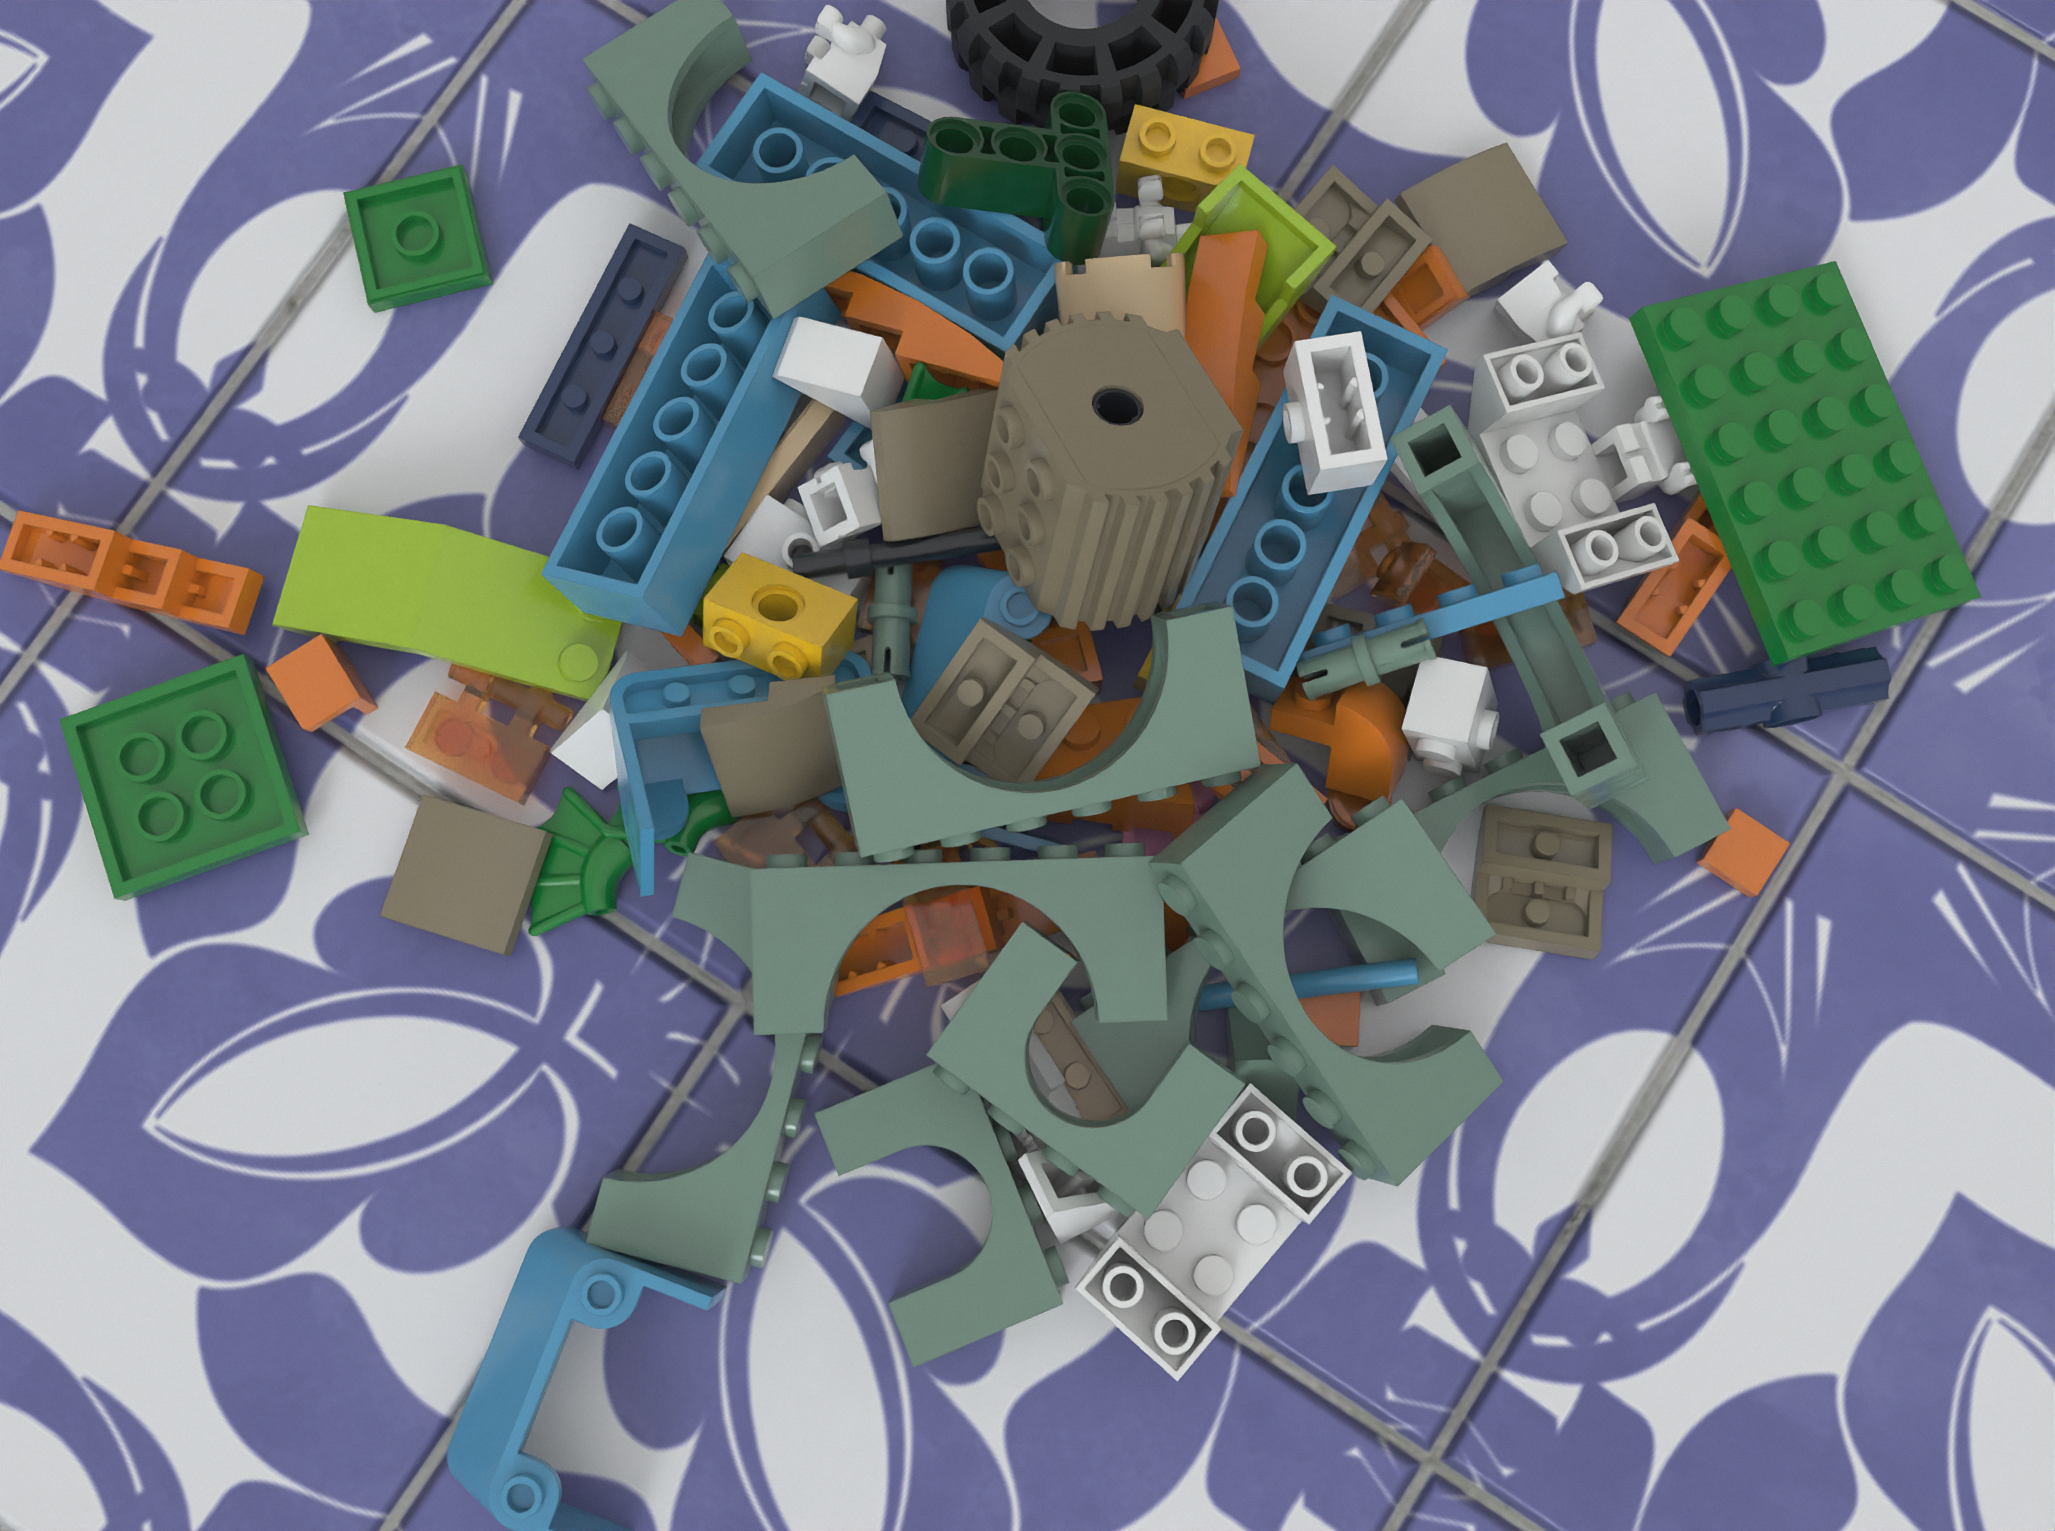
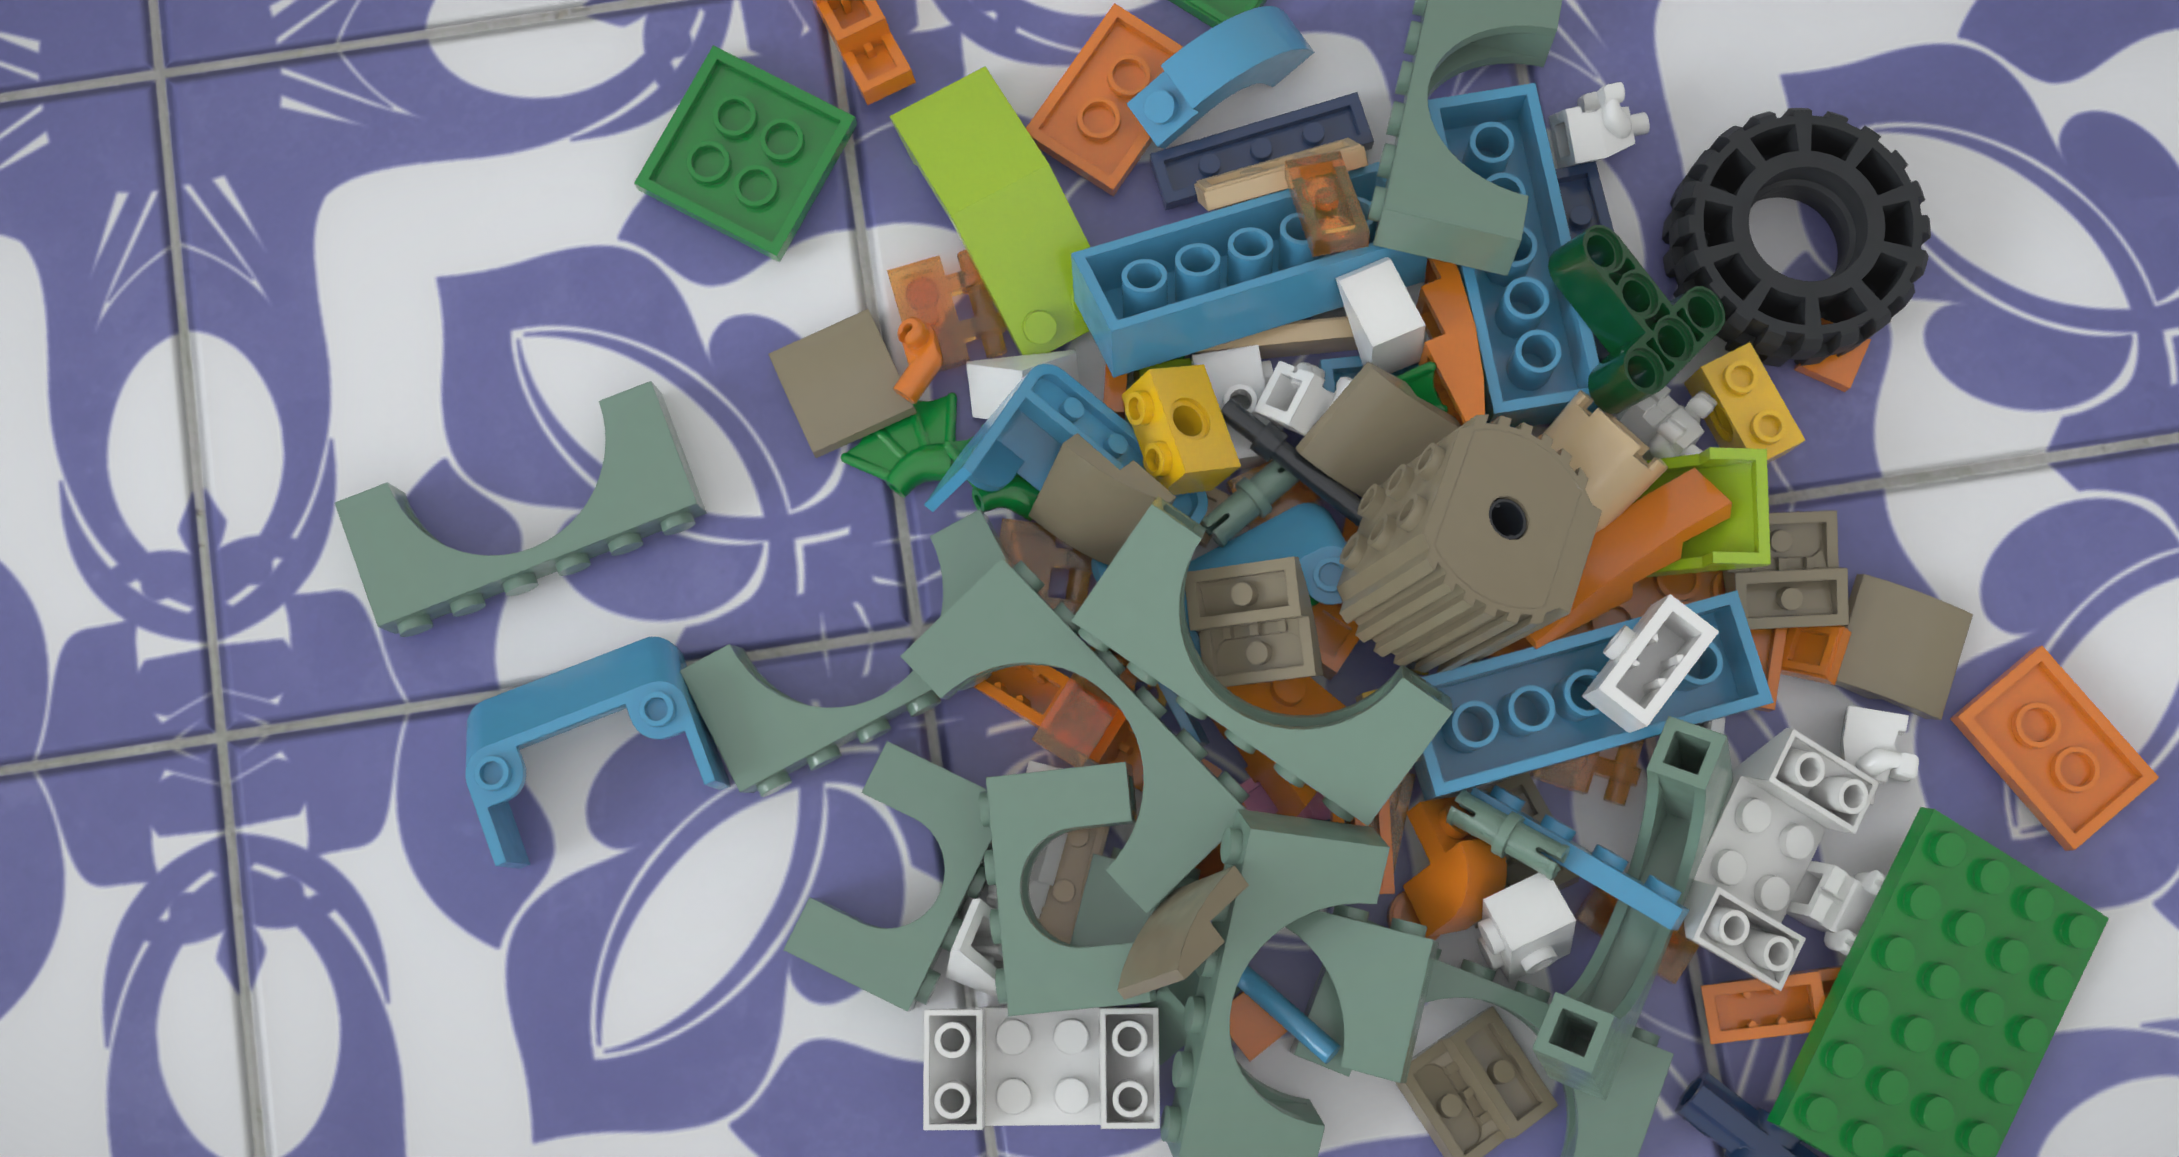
camera: 55 degrees right, 0 degrees up
(283, 1409) = (640, 492): none -> sand green arch
(320, 683) = (879, 181): orange panel -> none
(442, 424) = (1087, 112): none -> orange plate
(495, 315) = (1233, 55): none -> dark azure arch
(509, 783) = (923, 358): none -> orange arm
(638, 345) = (1268, 175): none -> tan tile
(702, 325) = (1326, 203): none -> clear orange plate
(1214, 1007) = (1179, 934): none -> dark tan slope
(1414, 577) = (1600, 819): clear orange bracket -> none
(1667, 179) = (2054, 748): none -> orange plate

